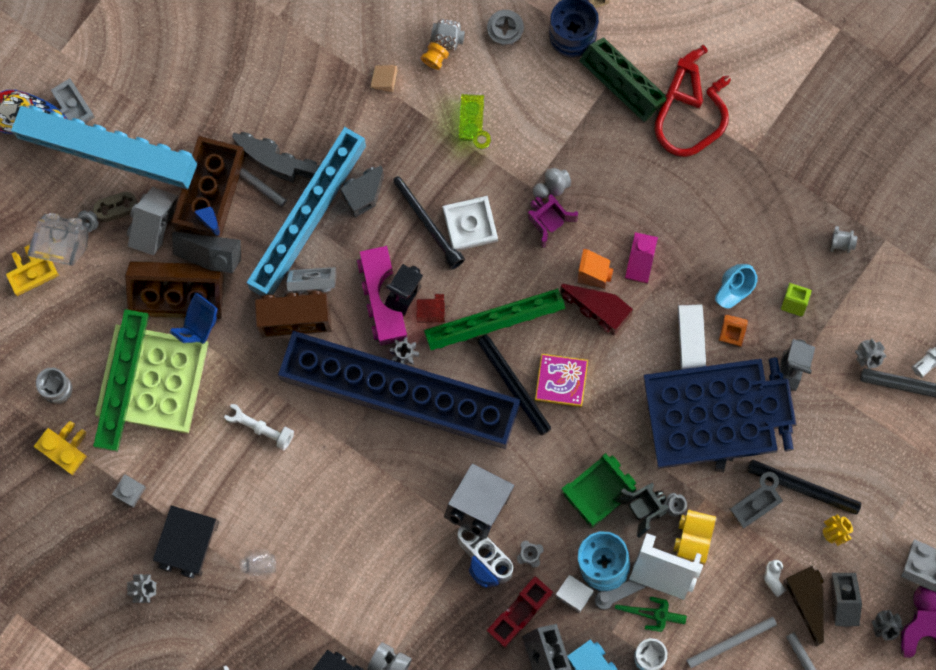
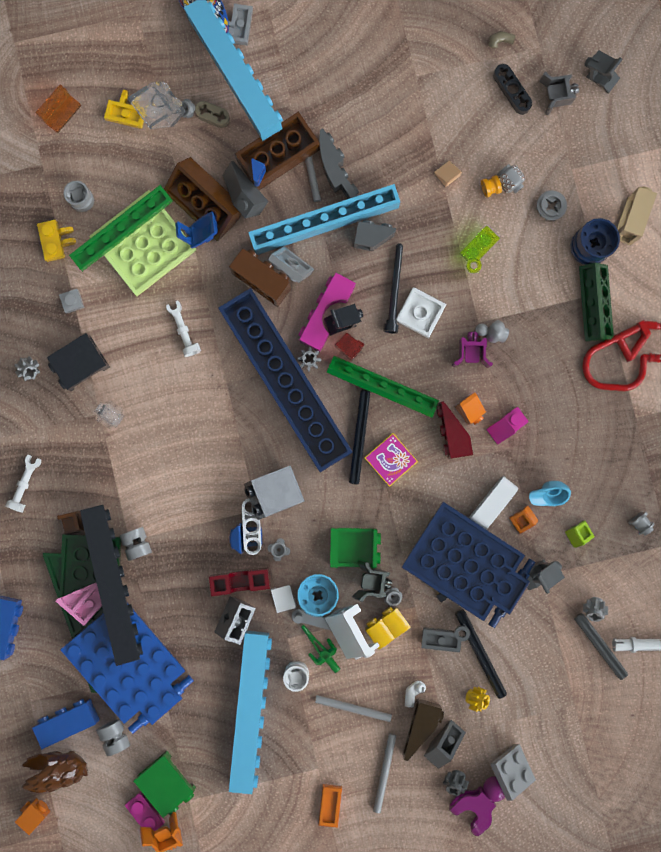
camera: 30 degrees right, 10 degrees up
(150, 220) = (224, 140): light grey brick -> none

